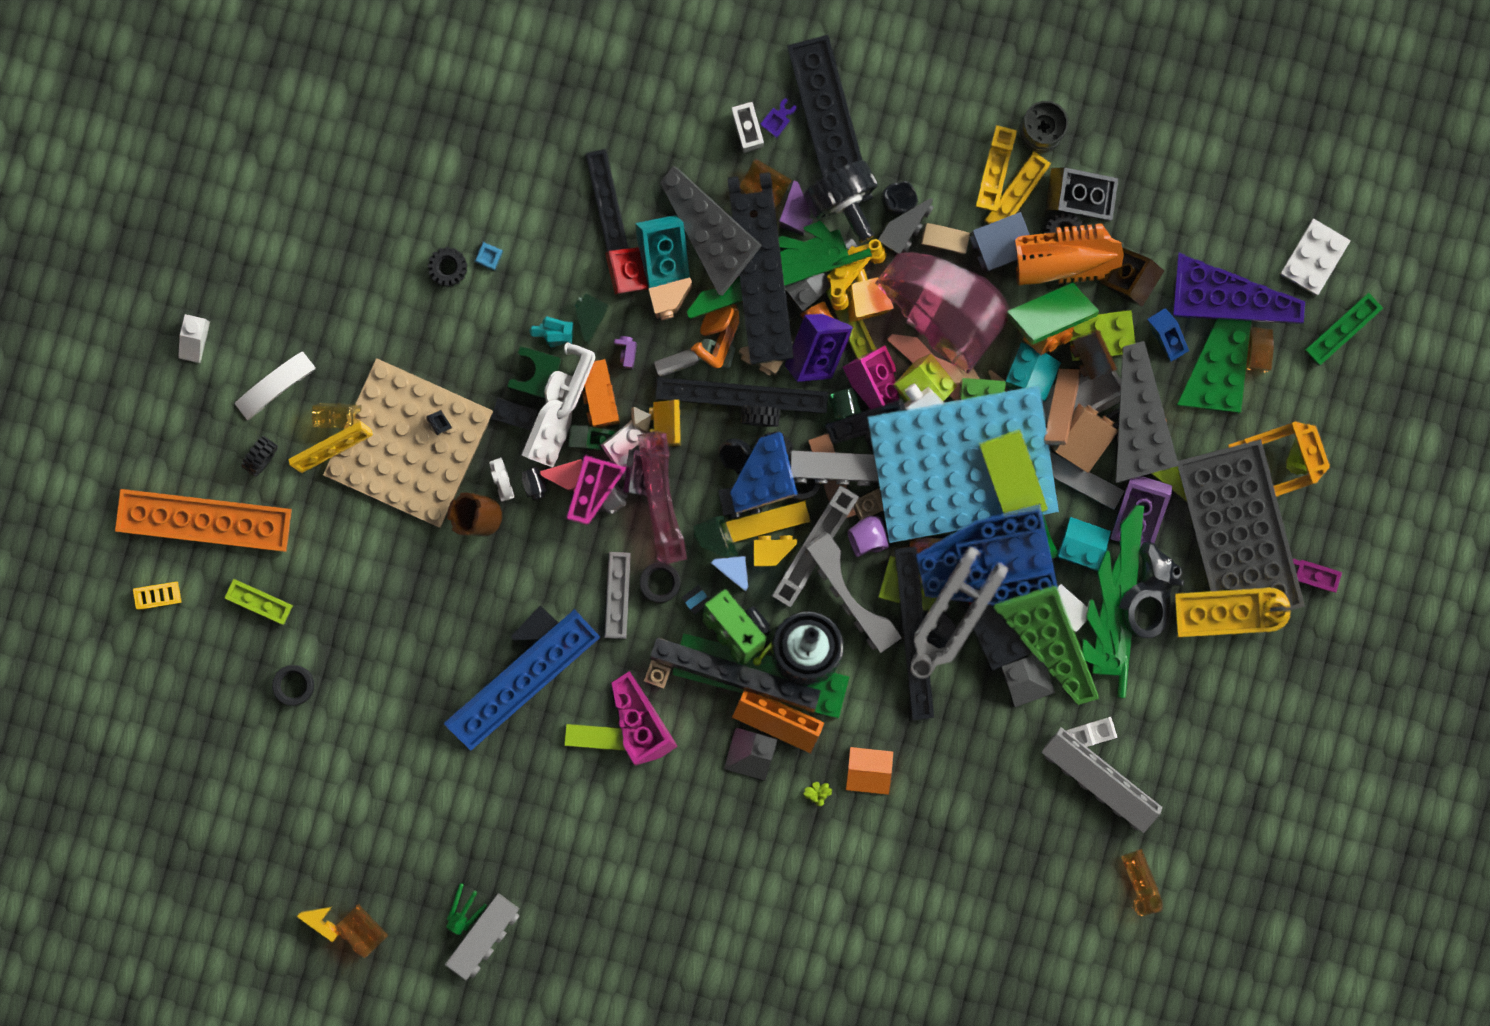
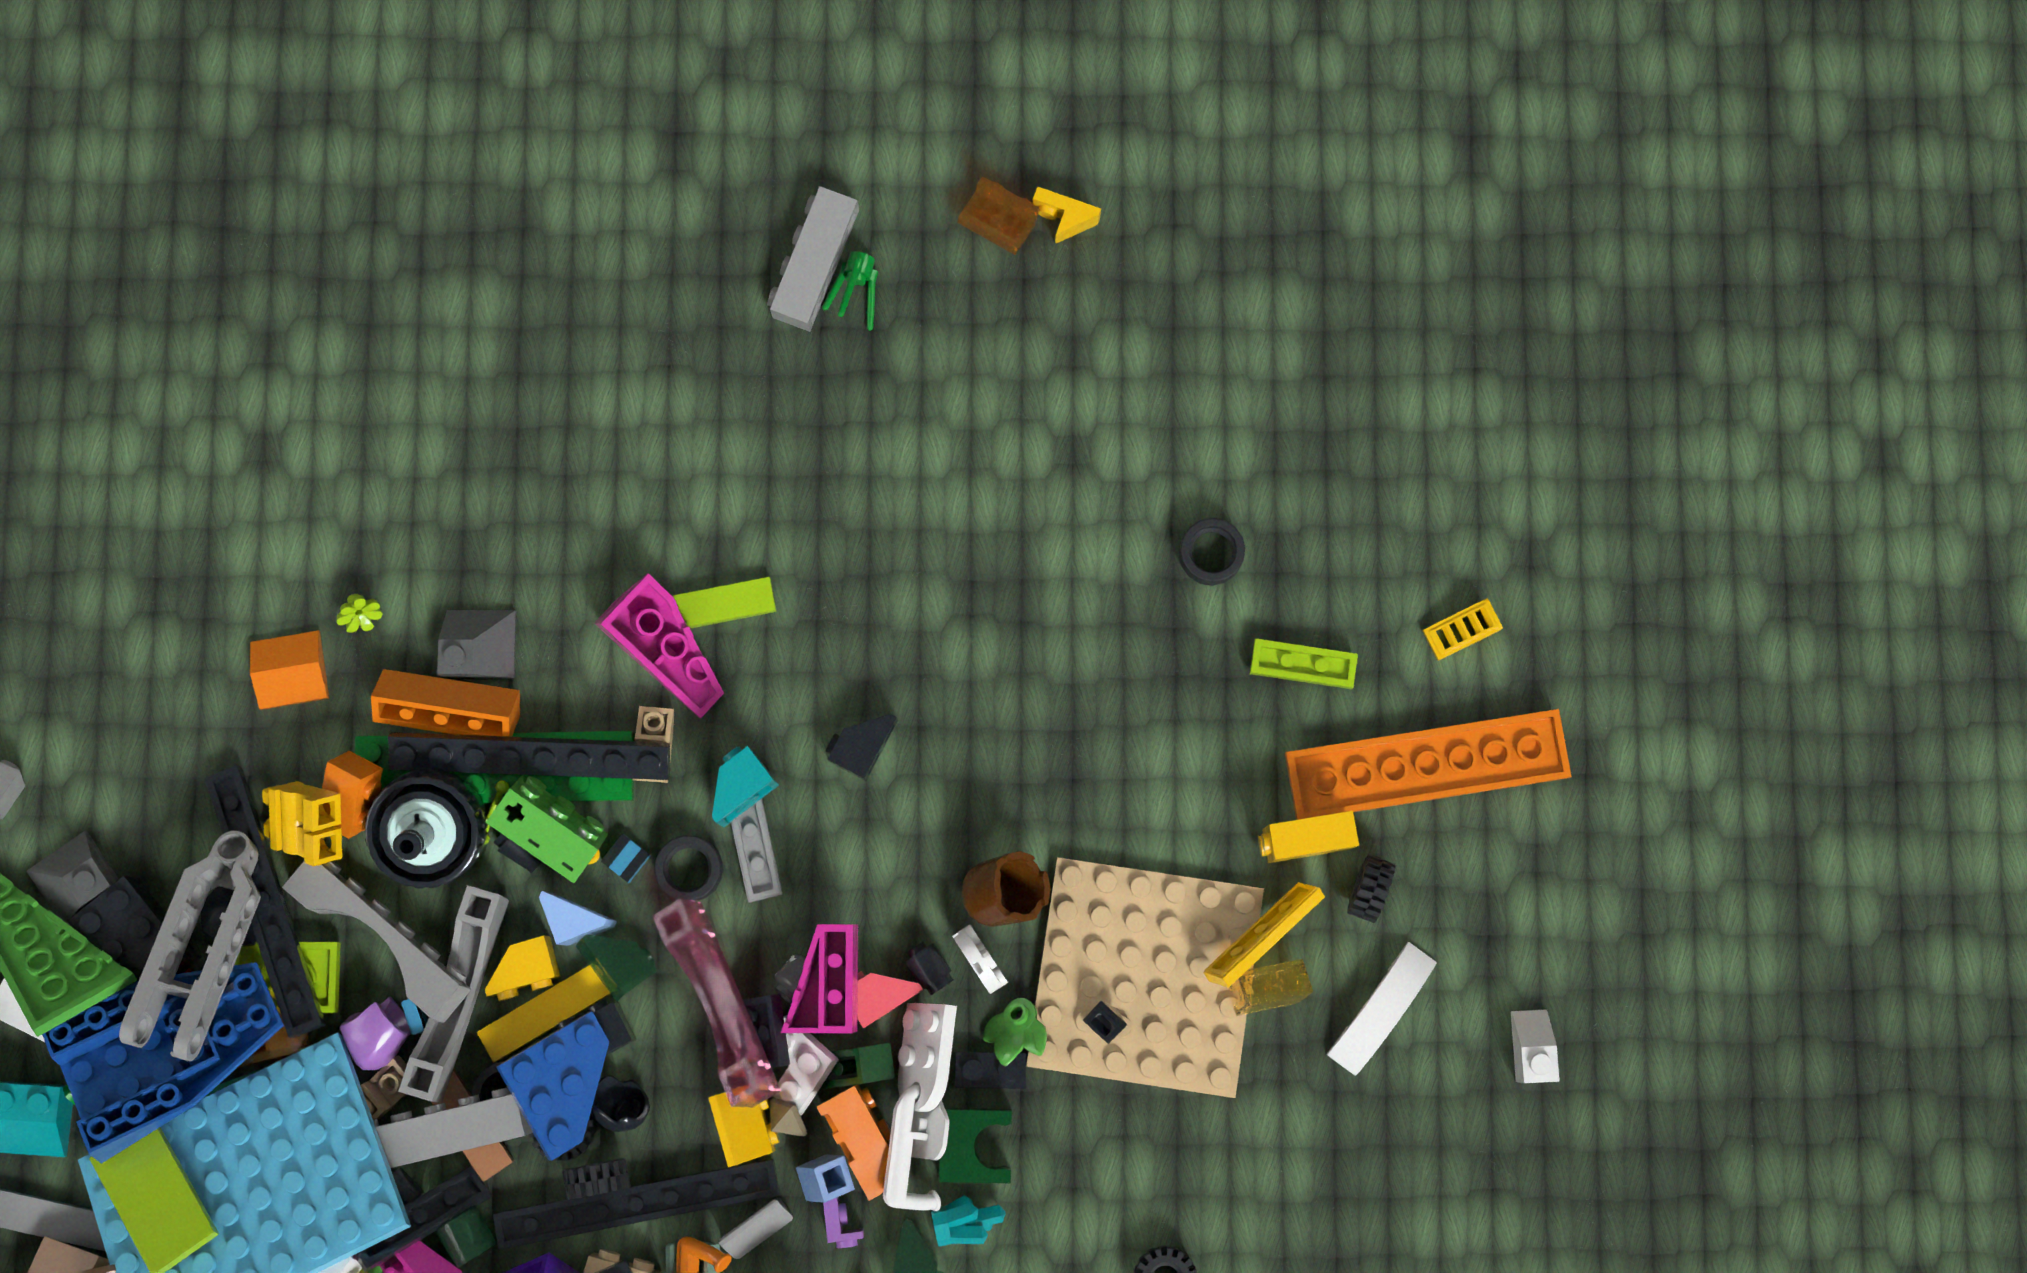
camera: 160 degrees right, 5 degrees down
(287, 496) = (1308, 837): none -> yellow brick
(493, 430) = (1015, 1034): none -> bright green plate
(522, 680) = (859, 657): blue plate -> none
(612, 621) = (740, 785): none -> teal slope
(627, 379) = (825, 1178): none -> medium blue brick
(842, 541) = (415, 1017): none -> dark azure tile
(848, 681) = (358, 786): none -> orange brick
(879, 671) = (300, 822): none -> yellow hips

